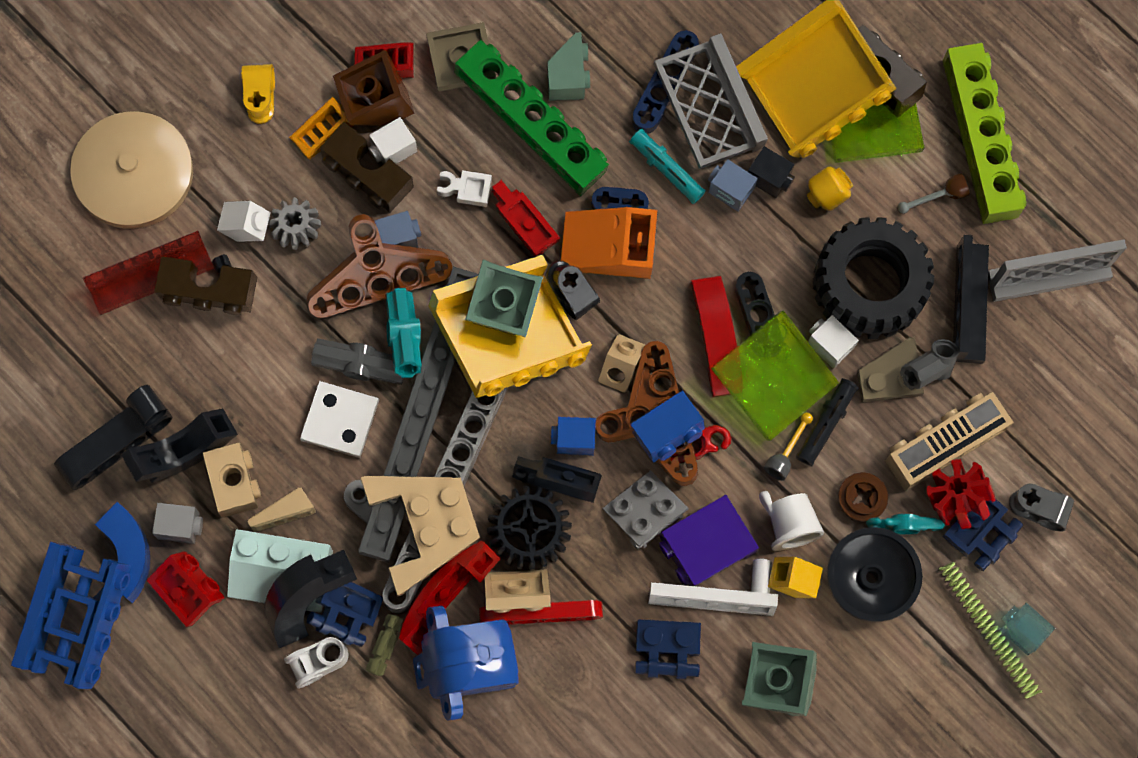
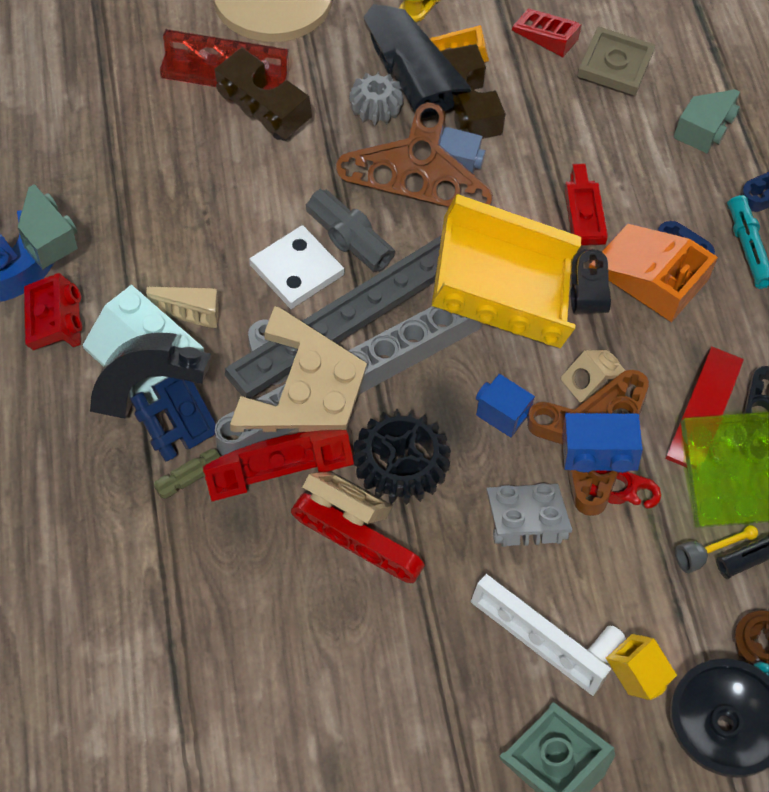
camera: 35 degrees right, 15 degrees down
(106, 445) = (94, 165): black beam -> none
(136, 531) = (44, 230): none -> sand green slope
(177, 523) = (92, 259): light grey brick -> none
(182, 449) = (135, 206): black arch -> none
(222, 463) = (162, 236): tan brick -> none
(243, 221) = (333, 69): white brick -> none
(301, 168) = (413, 59): none -> black panel
(314, 661) = (109, 444): white piece -> none
(373, 92) = (520, 42): reddish brown slope -> none
(392, 142) = (510, 84): white brick -> none
(403, 332) = (405, 225): teal piece -> none
(464, 660) = (252, 527): blue piece -> none
(471, 188) = (551, 157): white plate -> none
(503, 299) = (516, 239): sand green slope -> none
(534, 133) = (648, 133): green brick -> none
(558, 477) = (463, 431): black hinge -> none
(668, 638) = (468, 646): dark blue plate -> none
(707, 542) = (572, 576): dark purple panel -> none
(792, 521) = (673, 613): white hat -> none

